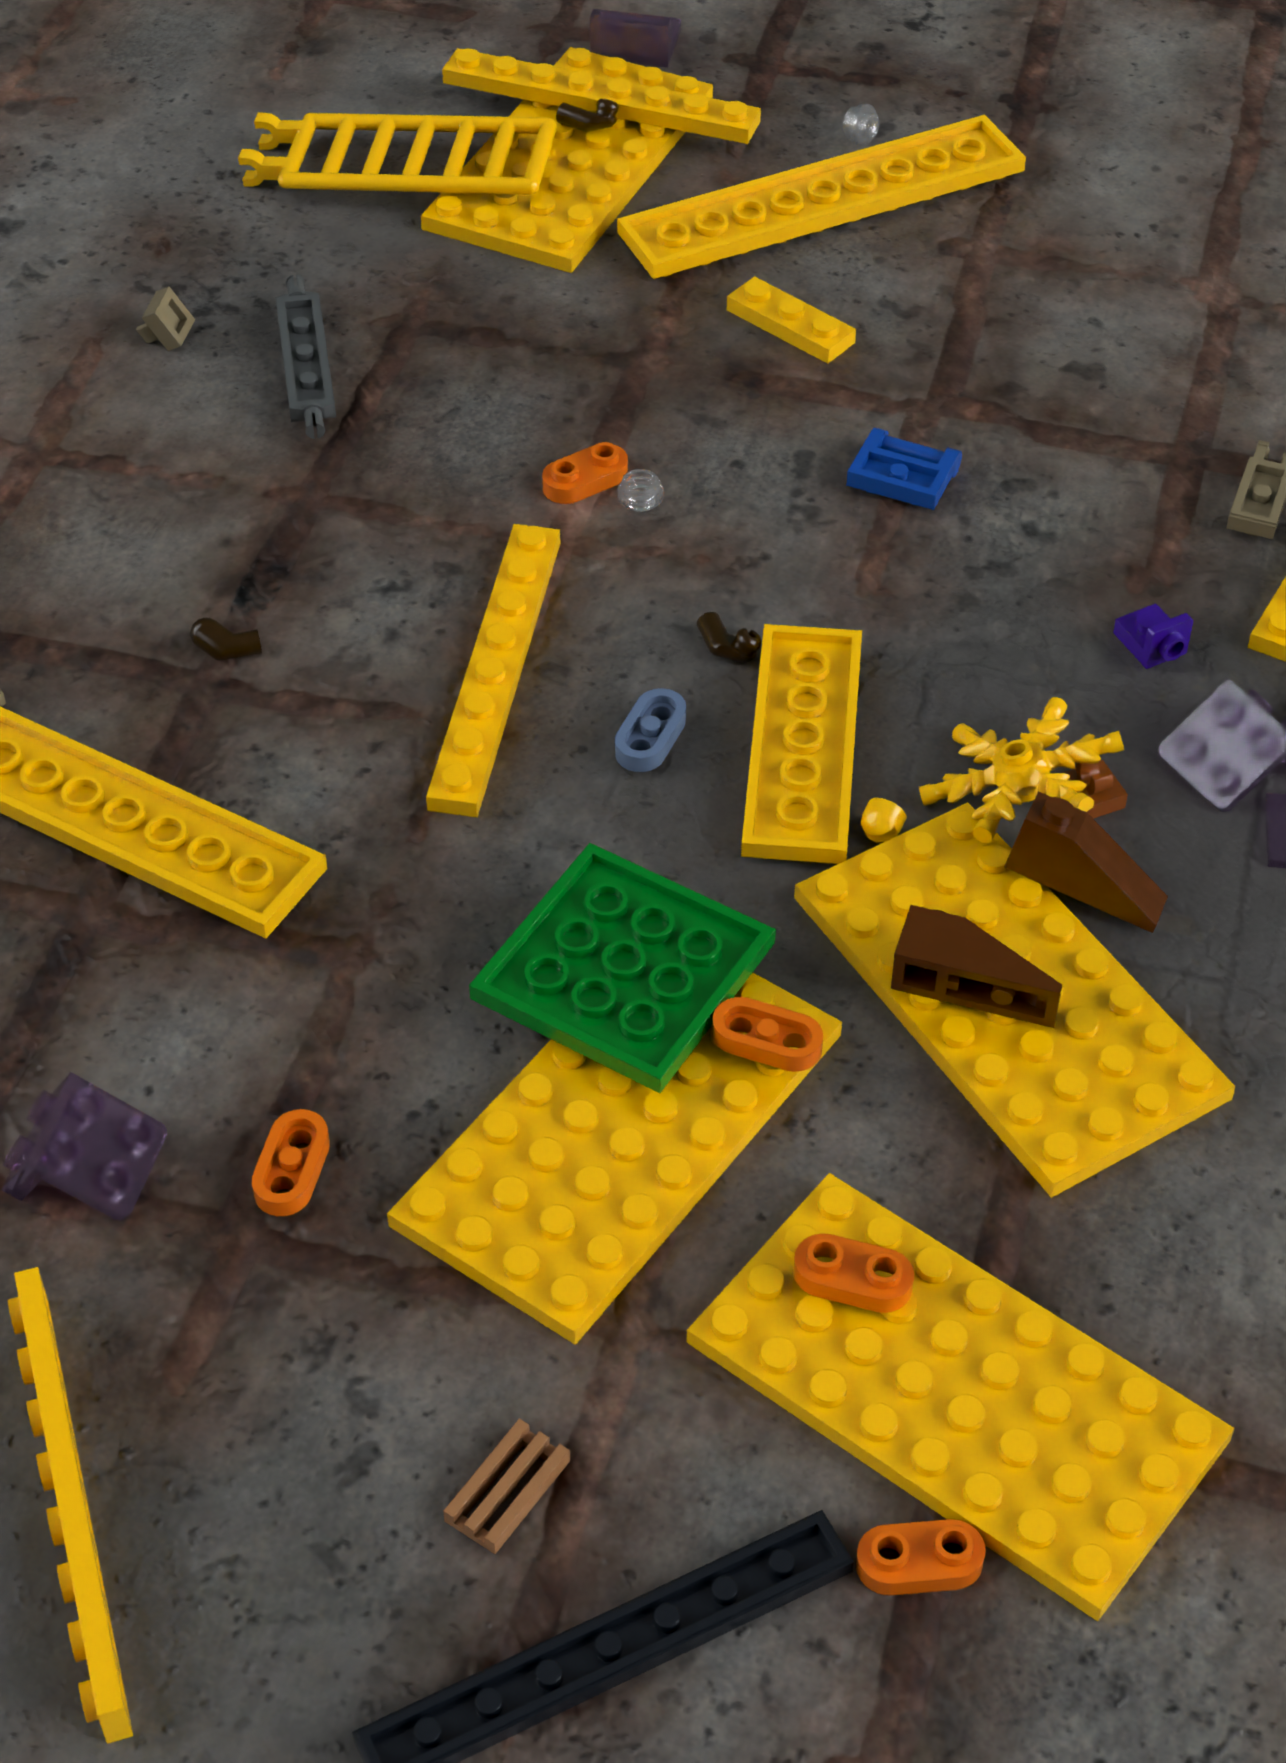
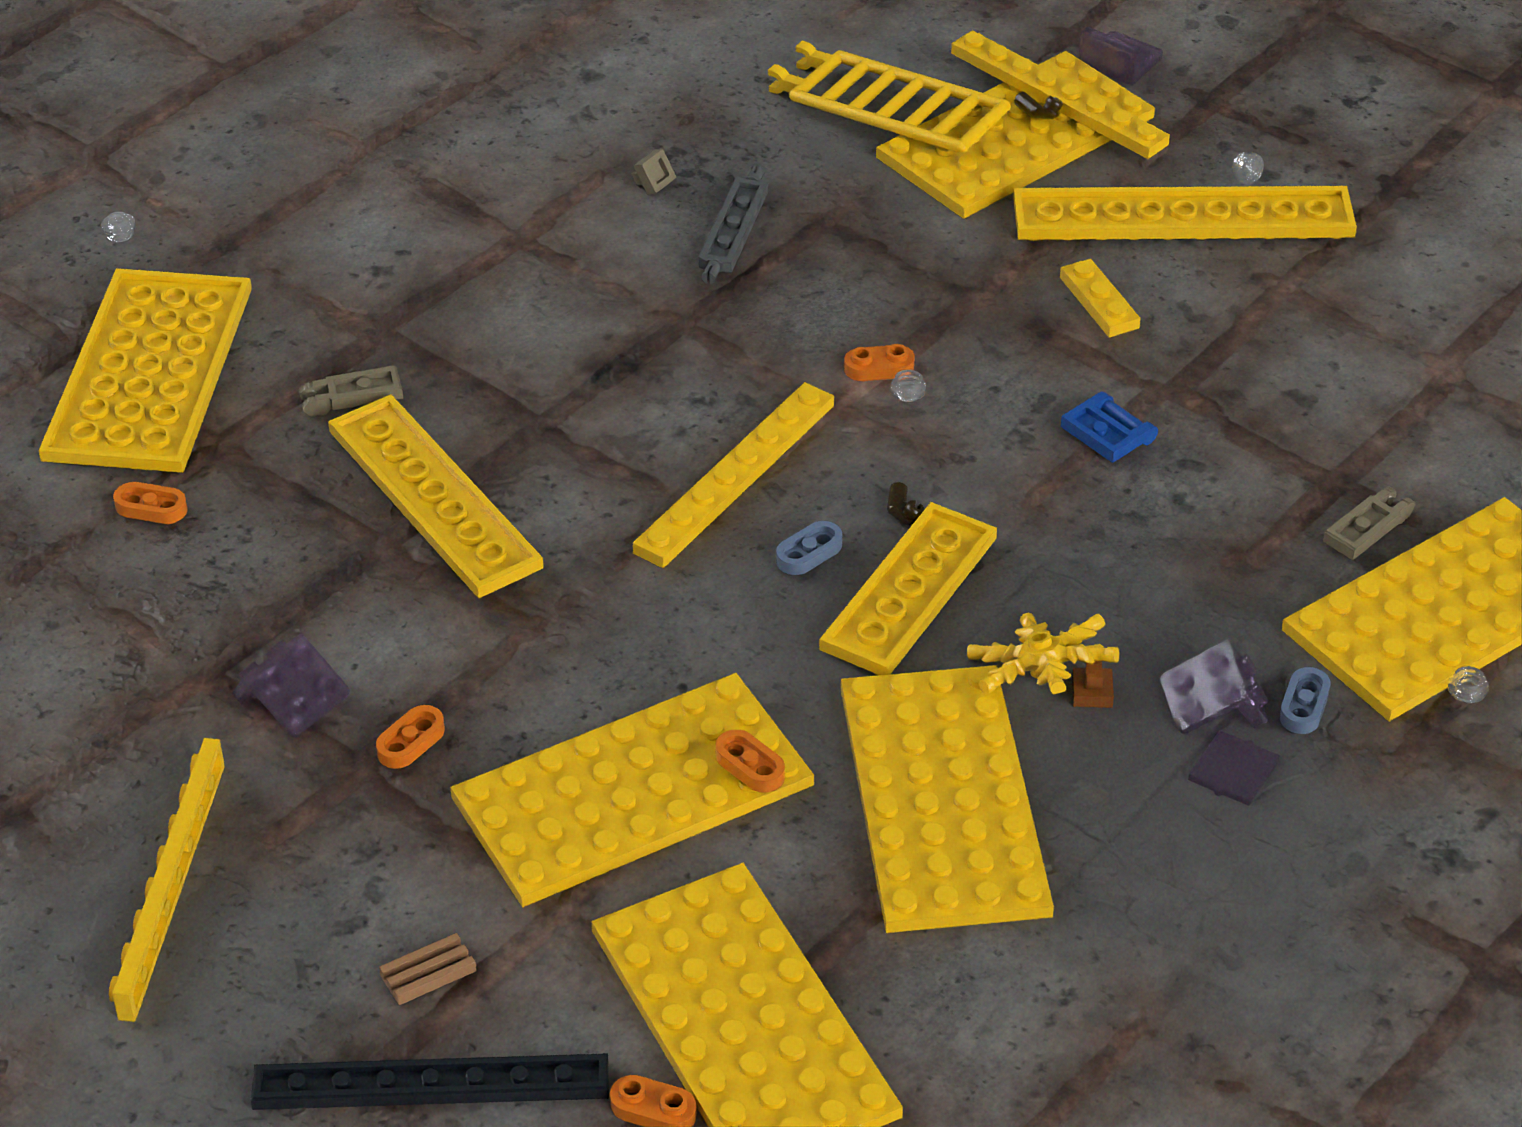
camera: 25 degrees right, 5 degrees down
(221, 642) = (563, 403): dark brown arm -> none
(623, 966) = (684, 687): green plate -> none
(852, 1274) = (704, 919): orange plate -> none
(882, 820) = (928, 657): yellow hinge -> none
(965, 966) = (904, 760): reddish brown slope -> none
(1080, 859) = (1040, 725): reddish brown slope -> none
(1153, 635) = (1212, 598): dark purple bracket -> none

